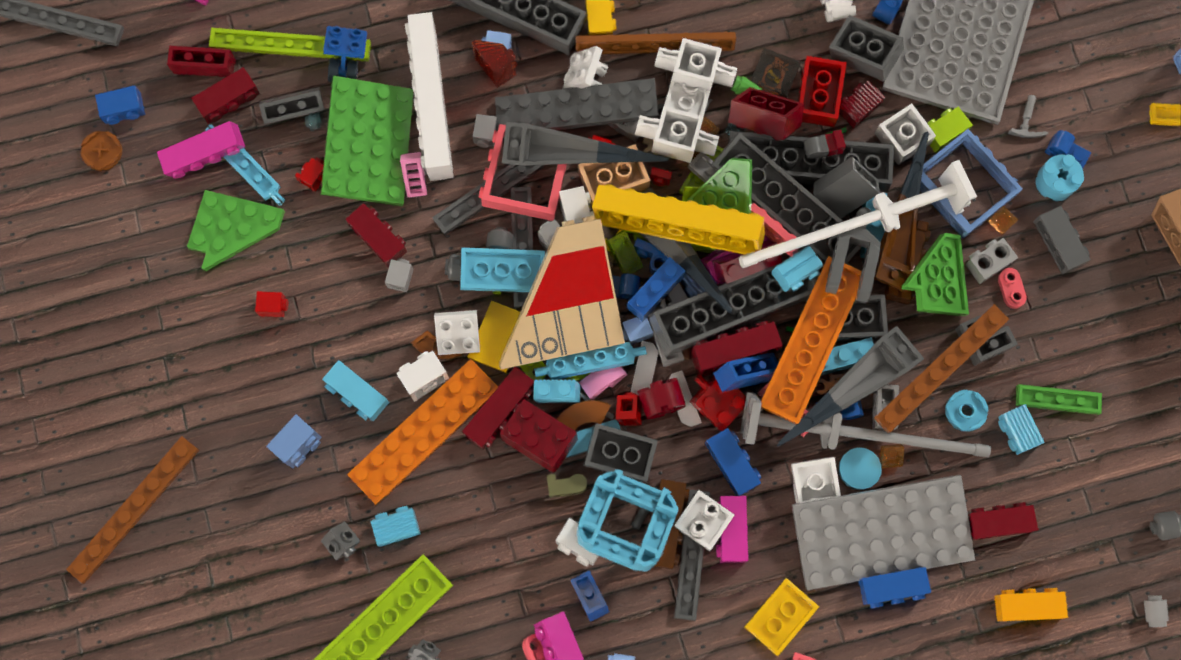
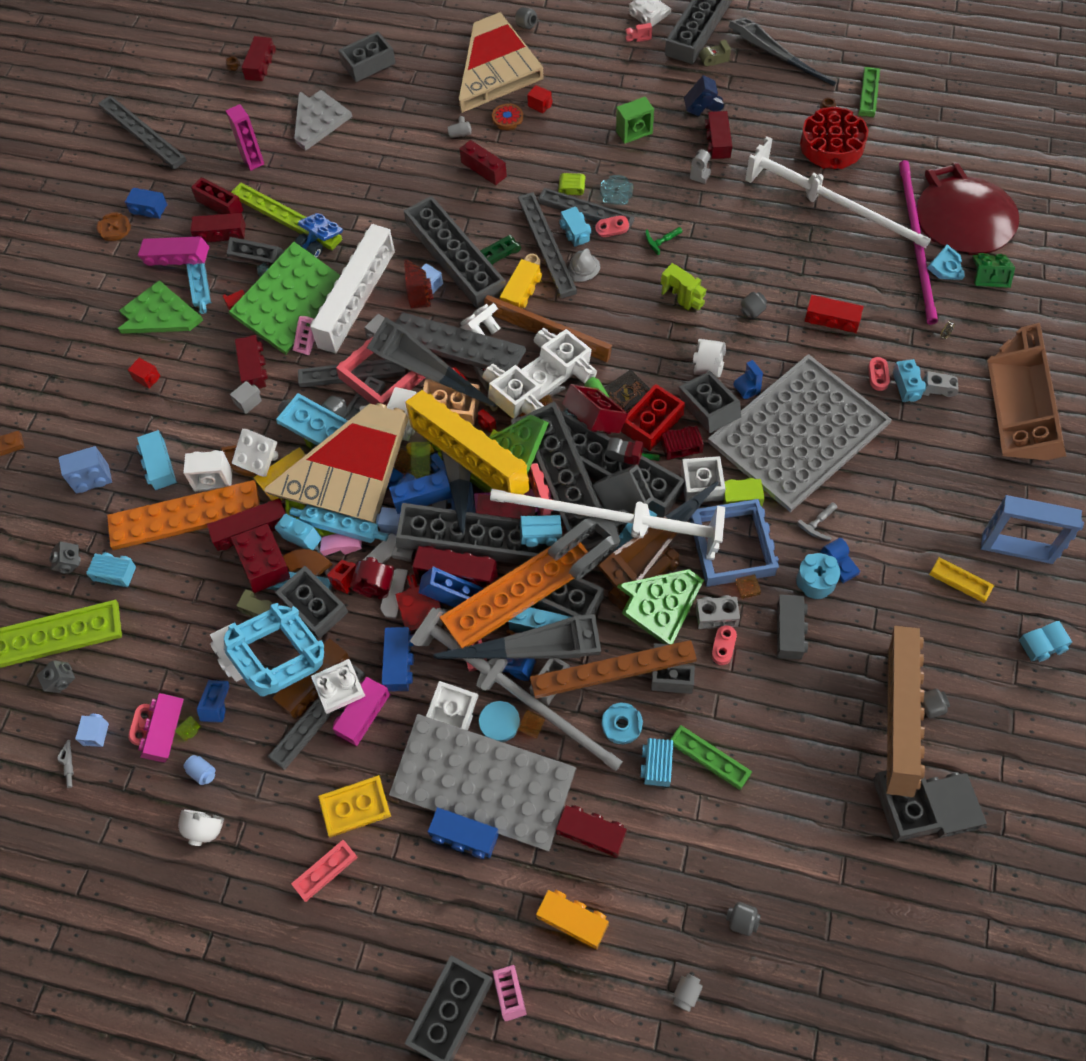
camera: 35 degrees right, 15 degrees down
(585, 635) = (188, 728): none -> clear neon green plate

